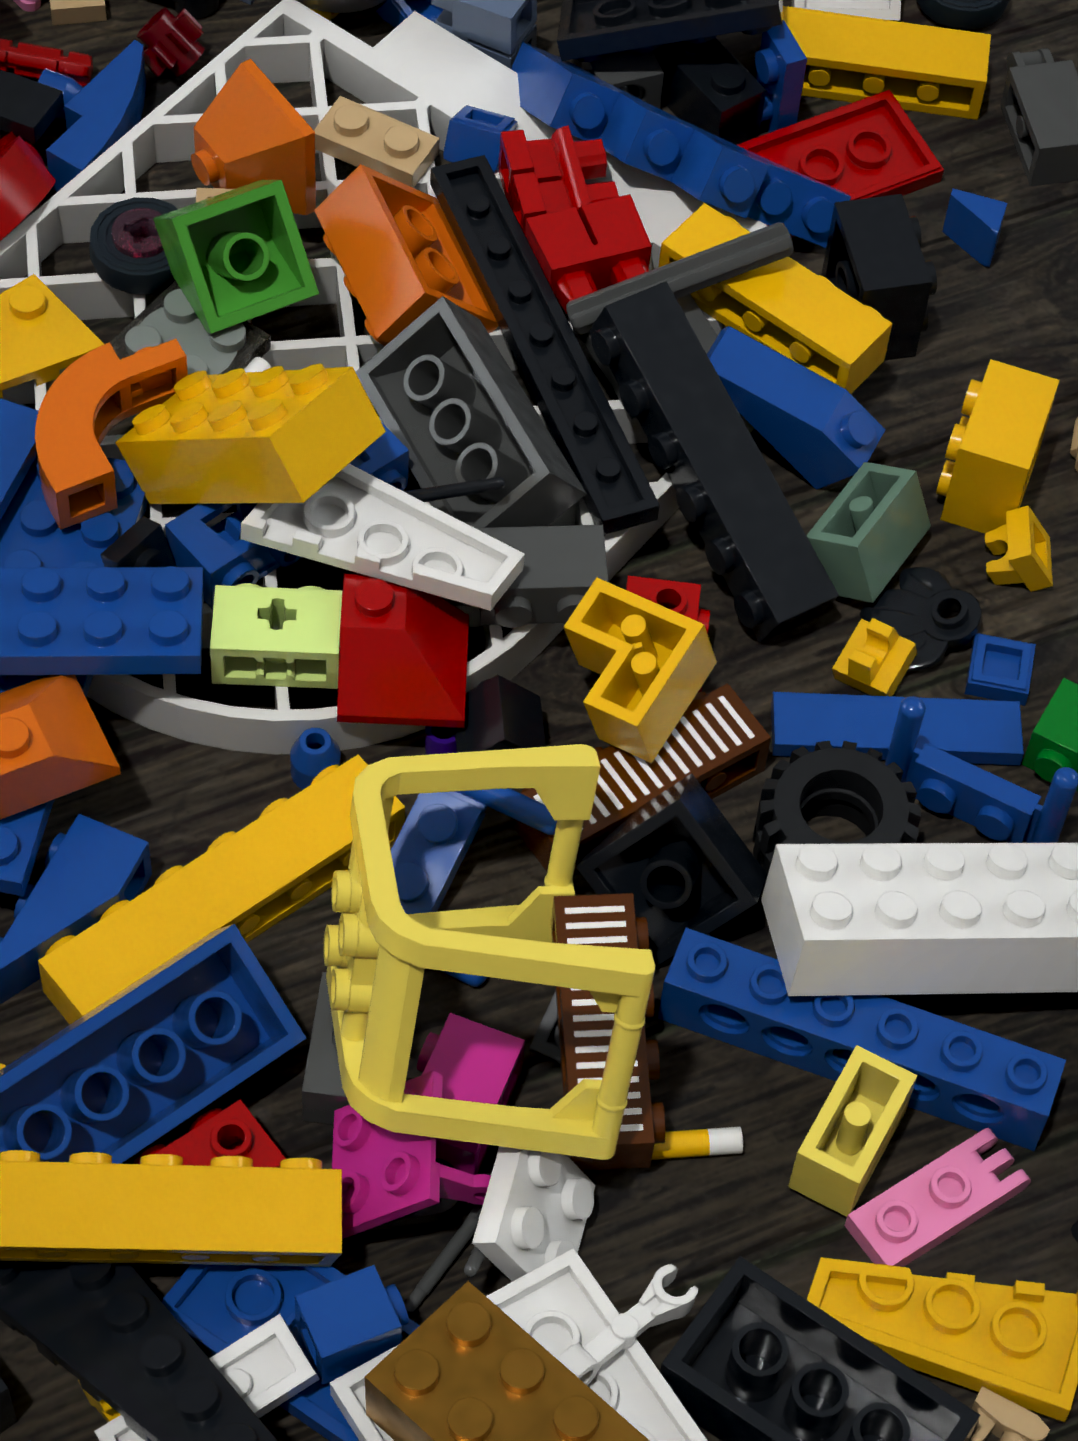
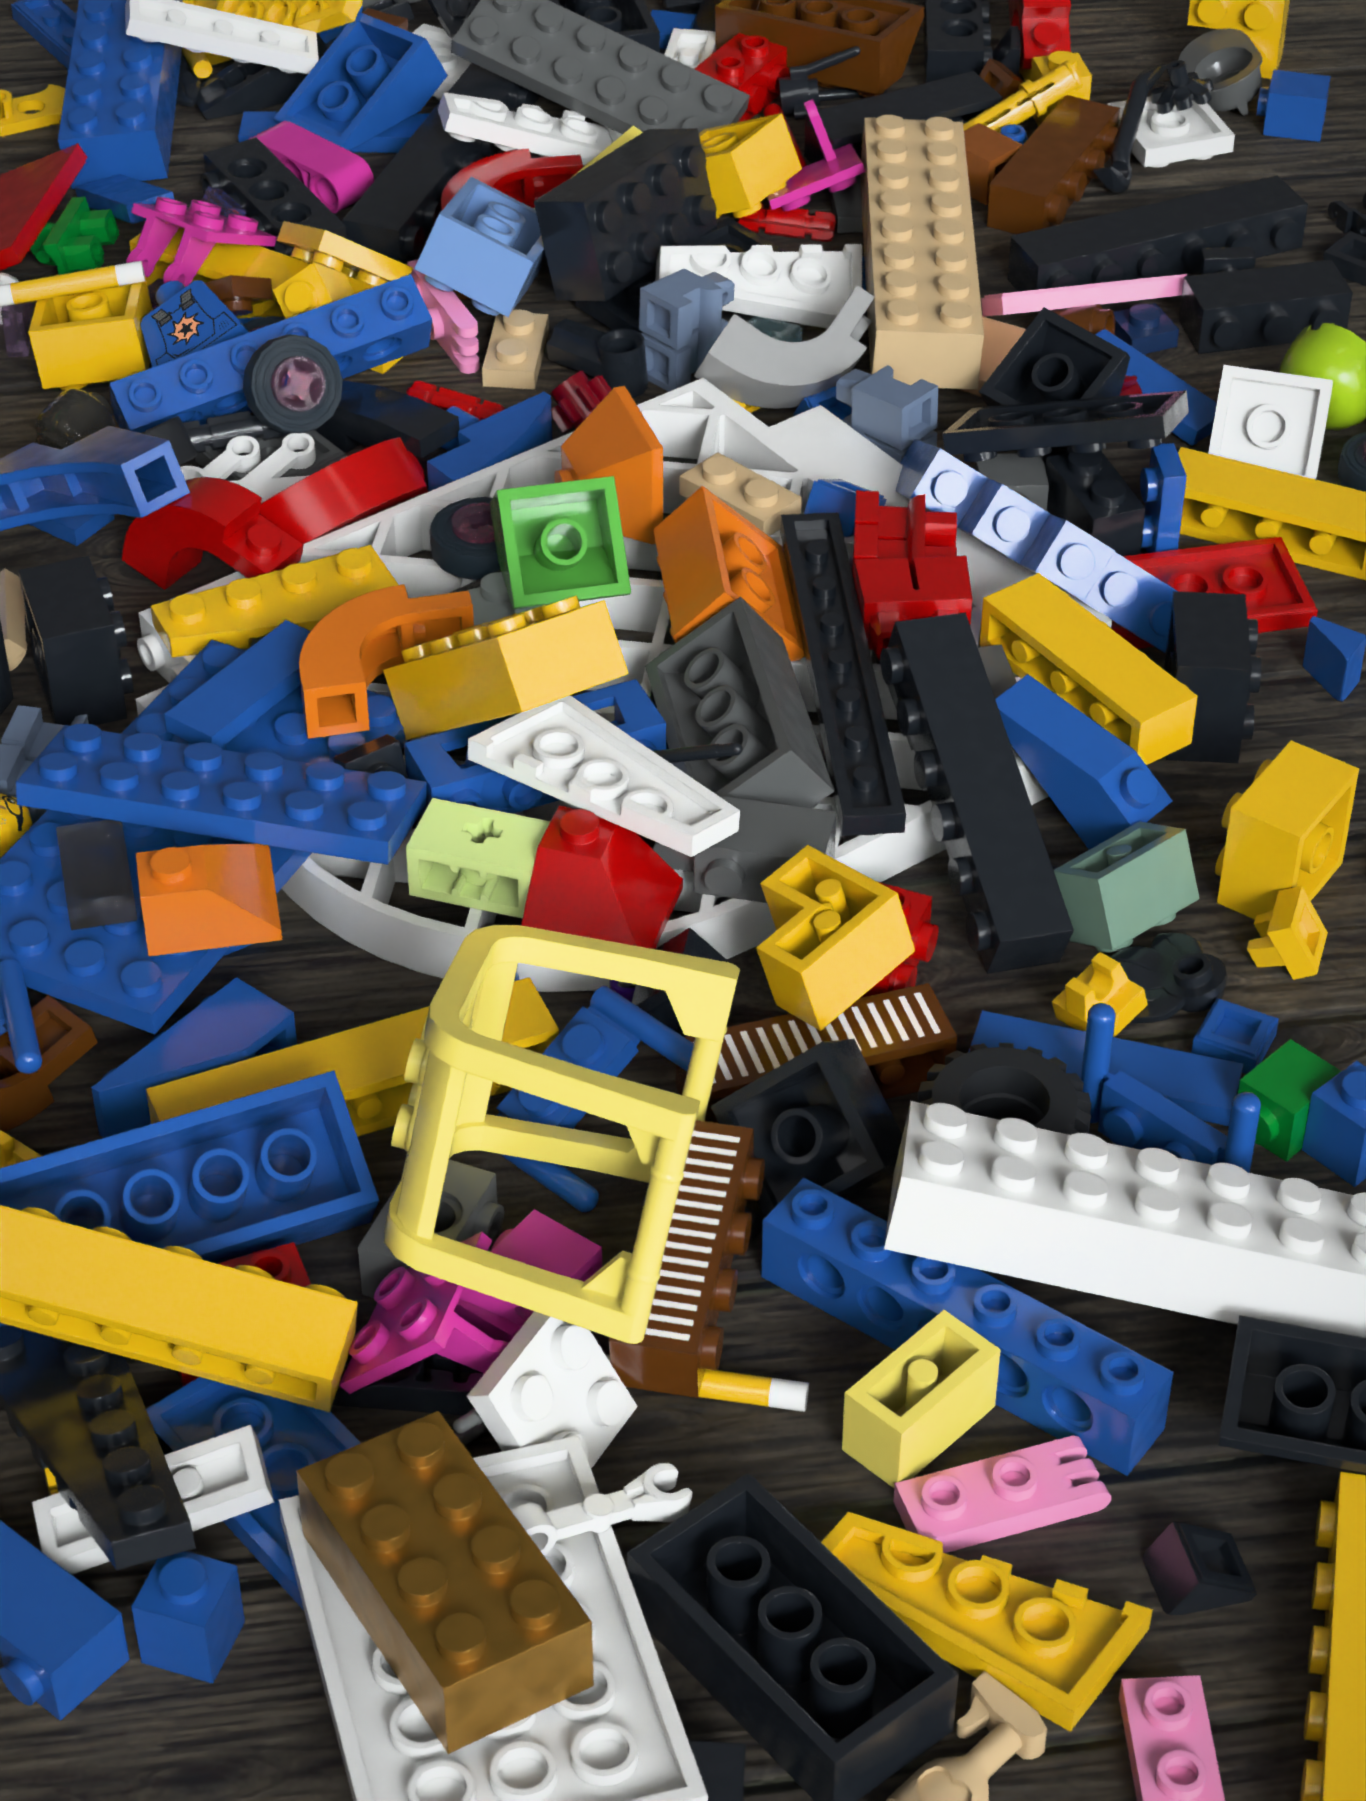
camera: 20 degrees right, 15 degrees down
(349, 1322) = (311, 1433): blue brick -> none
(690, 272) = (1025, 617): dark grey axle -> none

